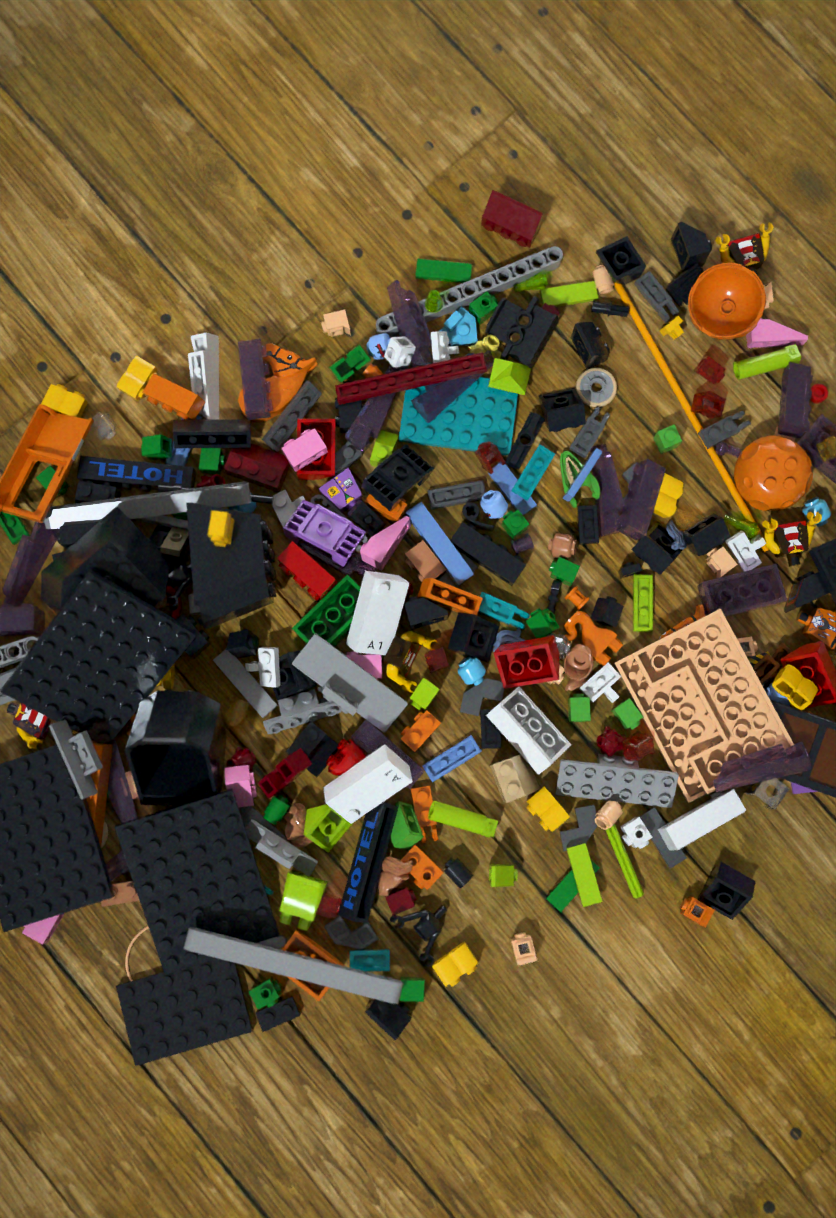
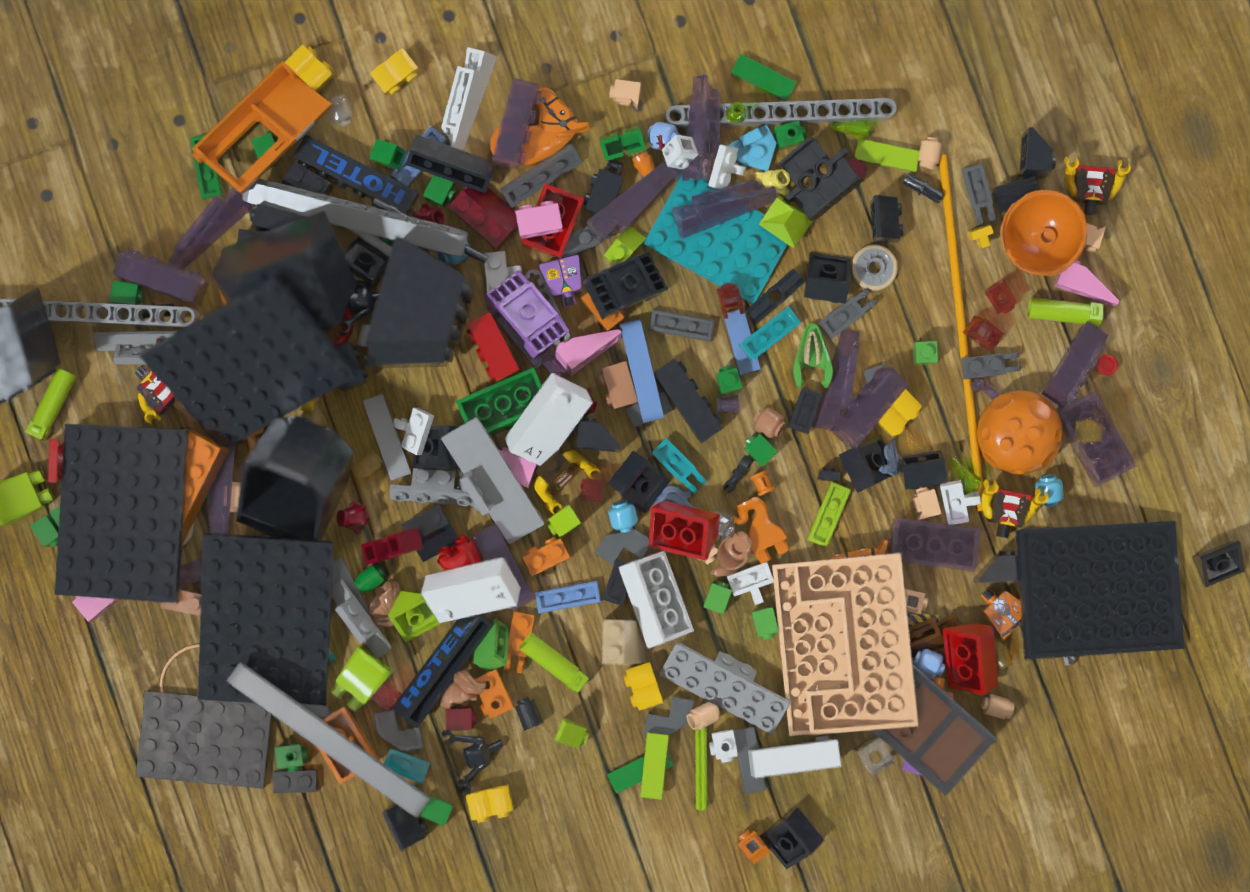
camera: 25 degrees right, 5 degrees up
(78, 756) = (193, 450): light grey bracket -> none
(173, 397) = (424, 109): orange brick -> none
(175, 541) = (370, 264): dark tan plate -> none
(220, 528) = (420, 278): yellow brick -> none
(241, 781) = (345, 538): bright pink brick -> none
(242, 643) = (399, 397): black brick -> none
(366, 518) = (576, 316): black plate -> none
(411, 378) = (679, 186): dark red tile -> none
(449, 596) = (629, 432): orange brick -> none
(472, 519) = (685, 358): black panel -> none
(494, 504) = (714, 352): light blue head -> none
(511, 219) = (856, 51): dark red slope -> none
(523, 948) = (564, 814): light nougat window -> none
(542, 623) = (715, 495): green brick -> none
(580, 478) = (818, 357): medium blue tile -> none
(607, 611) = (787, 509): black brick -> none
(610, 741) = (736, 643): dark red rock -> none
(622, 261) = (954, 143): black slope -> none
(638, 746) = (761, 659): clear red brick -> none
(763, 766) = (876, 729): clear purple wedge -> none
(795, 687) = (944, 662): yellow brick -> none

